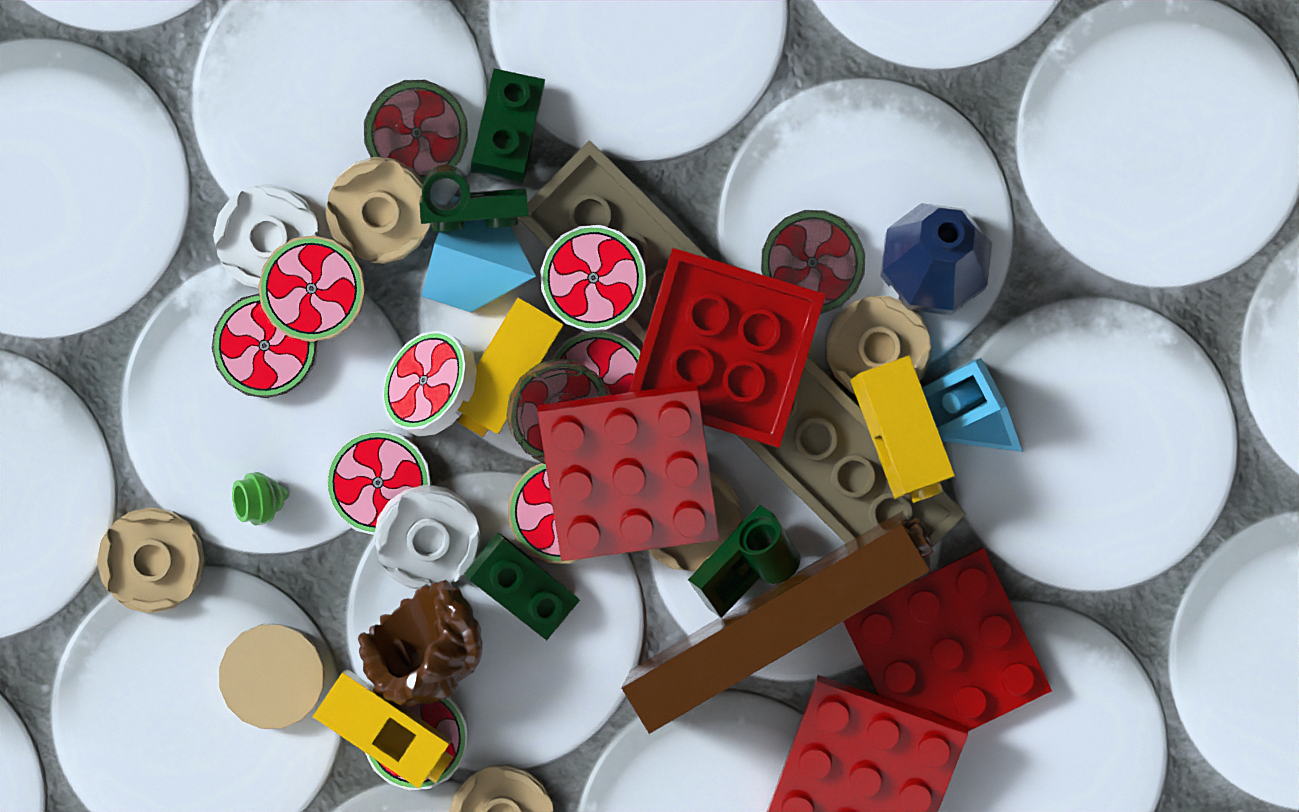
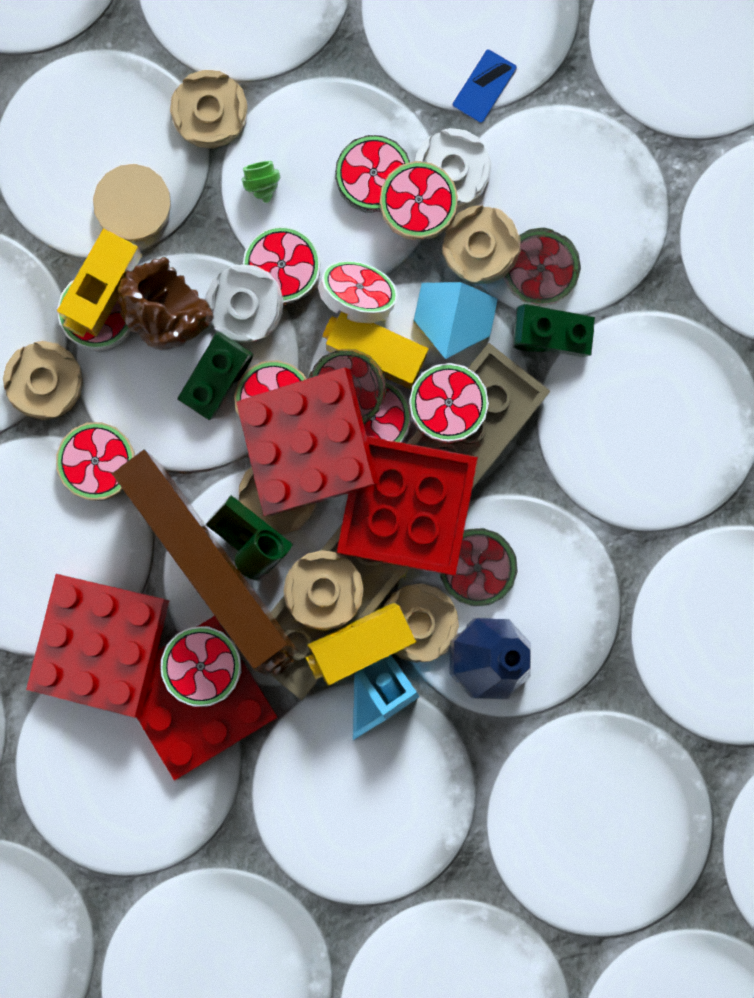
camera: 85 degrees right, 5 degrees down
(155, 181) = (484, 85): none -> blue sticker
(498, 207) = (492, 326): dark green plate -> none
(617, 759) = (89, 458): none -> tile
(825, 470) = (323, 590): none -> tan tile
(909, 641) = (201, 666): none -> tile

